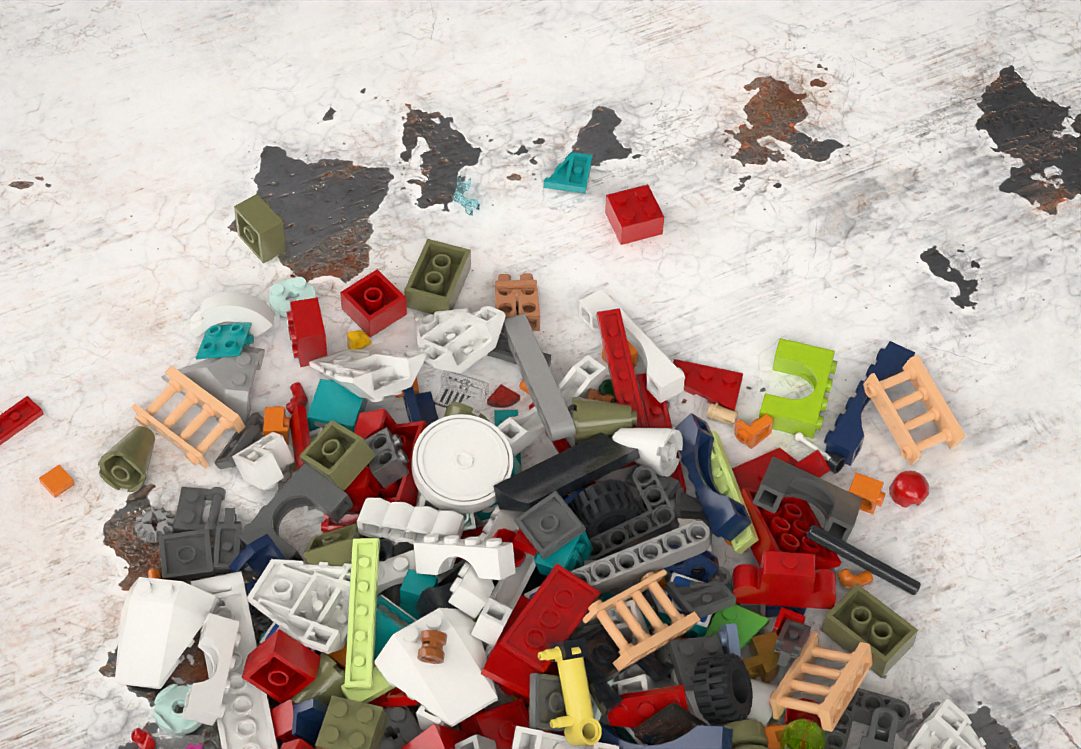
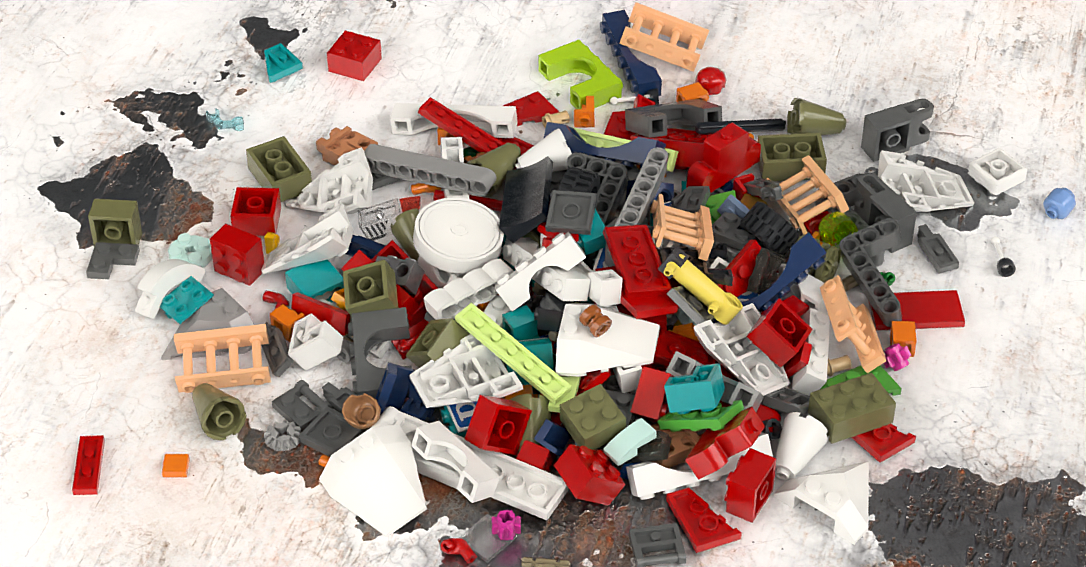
camera: 45 degrees left, 10 degrees down
(165, 710) = (452, 523): light aqua plate -> none
(212, 557) = (361, 411): none -> medium nougat hair
(236, 251) = (110, 254): none -> dark grey plate
(943, 612) = (814, 118): none -> olive cone
(1004, 688) = (896, 128): none -> dark grey brick

